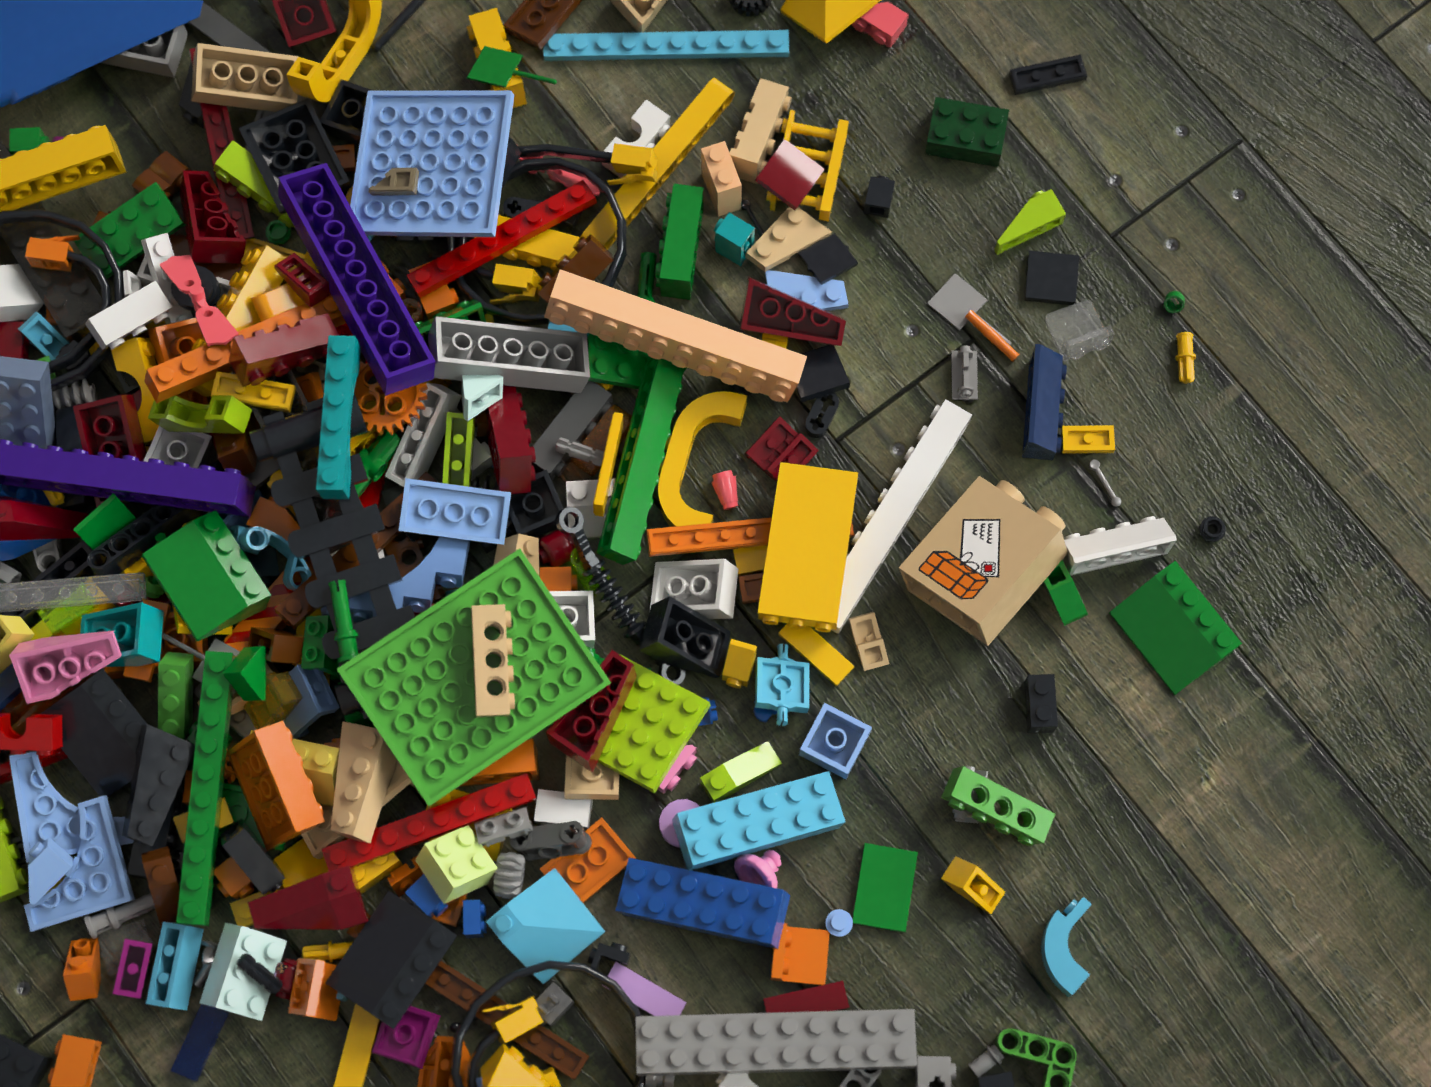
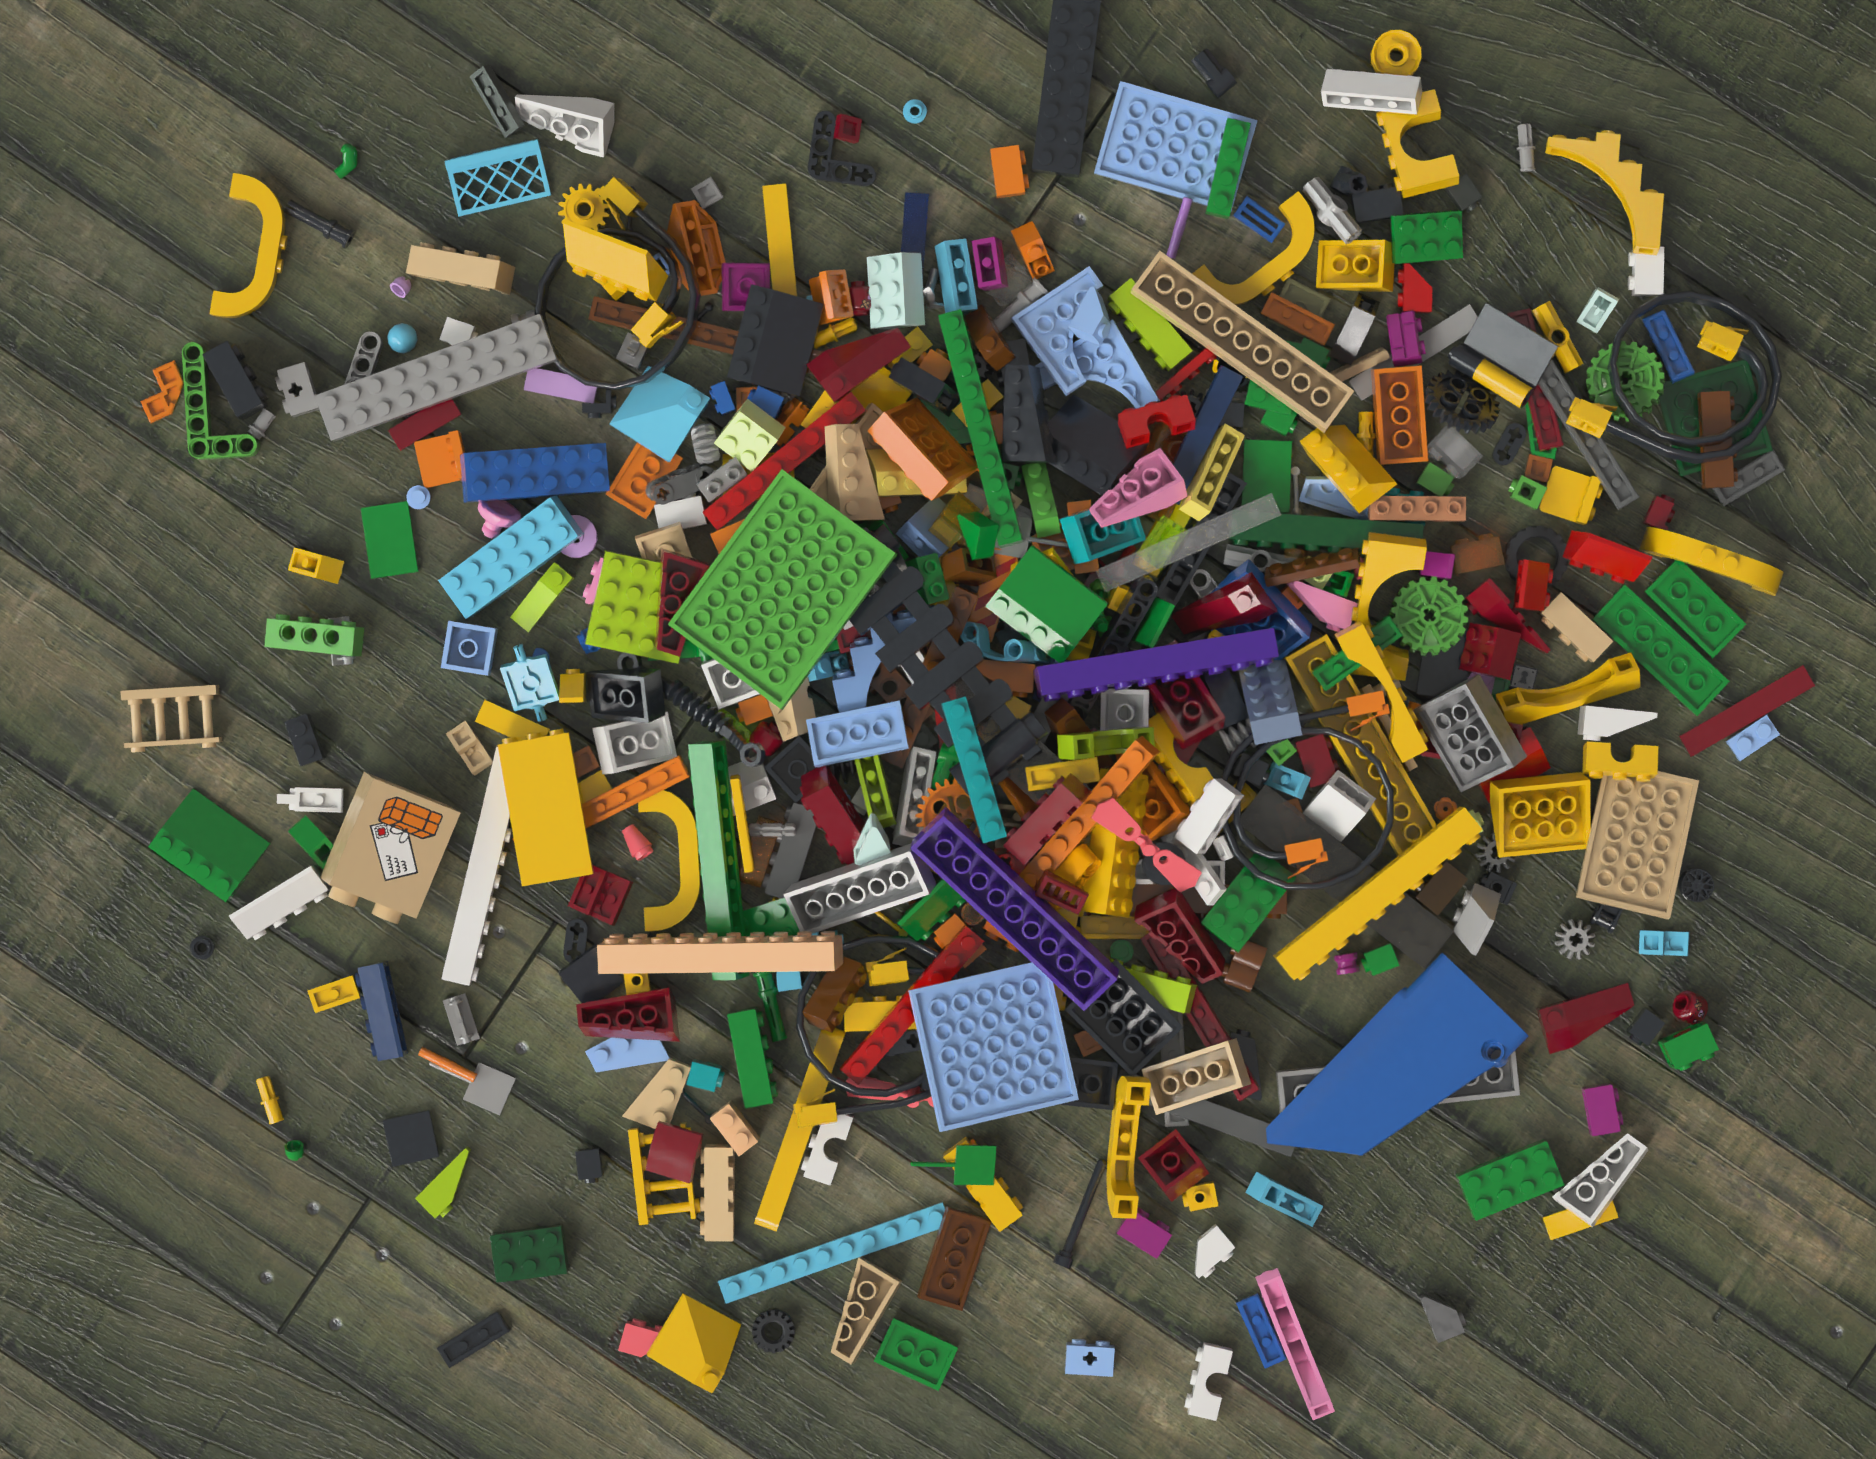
camera: 160 degrees right, 15 degrees up
(259, 973) = (877, 292): black axle -> none
(345, 634) = (902, 587): green pin -> none
(397, 182) = (1015, 1015): dark tan tile -> none
(482, 618) = (789, 635): tan brick -> none
(828, 258) = (617, 1089): black piece -> none
(1051, 640) = (313, 799): none -> white hinge
(1055, 952) = (231, 534): medium azure arch -> none
(1078, 330) = (372, 1094): clear bracket -> none
(1094, 465) = (321, 973): light grey hinge -> none
(1159, 794) = (158, 697): none -> tan fence

